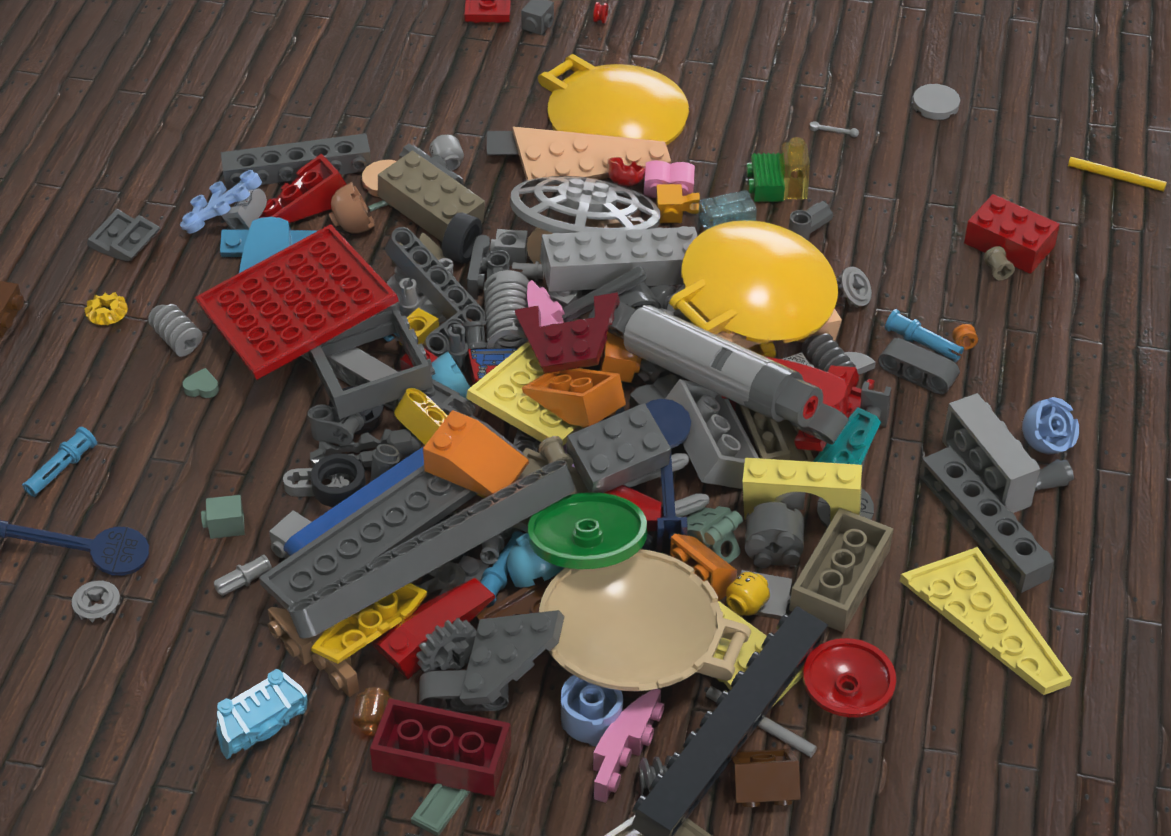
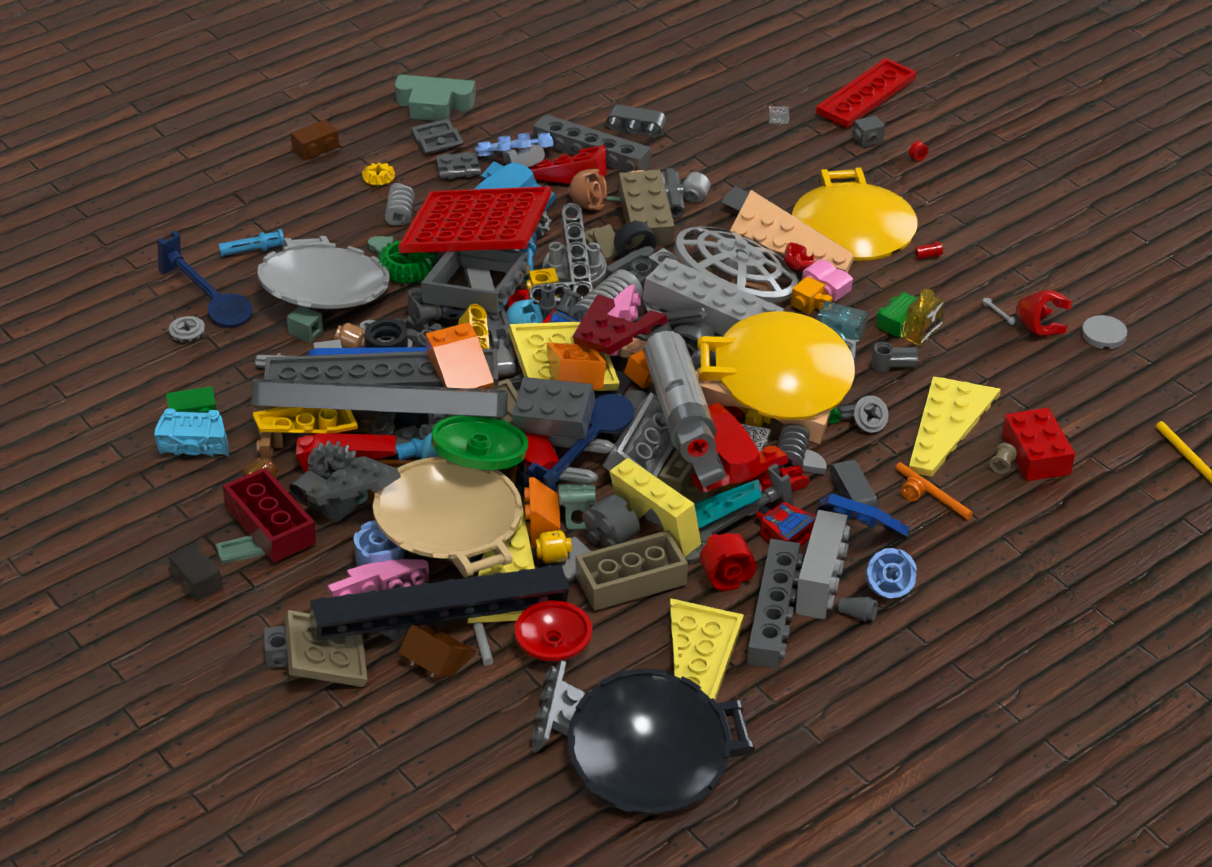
camera: 40 degrees right, 5 degrees down
(71, 194) = (434, 97): none -> sand green brick
(181, 255) = (458, 165): none -> dark grey plate
(189, 451) = (321, 275): none -> light grey dish
(209, 683) = (193, 400): none -> green brick
(251, 395) = (406, 266): none -> green gear
(293, 498) = (351, 336): none -> medium nougat head
(310, 114) = (636, 120): none -> dark grey beam
(433, 40) = (778, 115): none -> clear tile
(553, 450) = (515, 383): dark tan bush -> none
(721, 100) = (929, 250): none -> red pin
(875, 112) = (1033, 309): none -> red piece
(909, 438) = (785, 523): none -> torso
(911, 252) = (947, 418): none -> light yellow wing
(912, 504) = (727, 561): none -> red brick
(913, 331) = (880, 466): dark azure pin -> none
(930, 753) = (557, 706): none -> dark grey bracket
(959, 388) = (865, 513): none -> blue wing
(982, 328) = (936, 492): none -> orange bar
(1060, 724) = (653, 741): none -> black dish

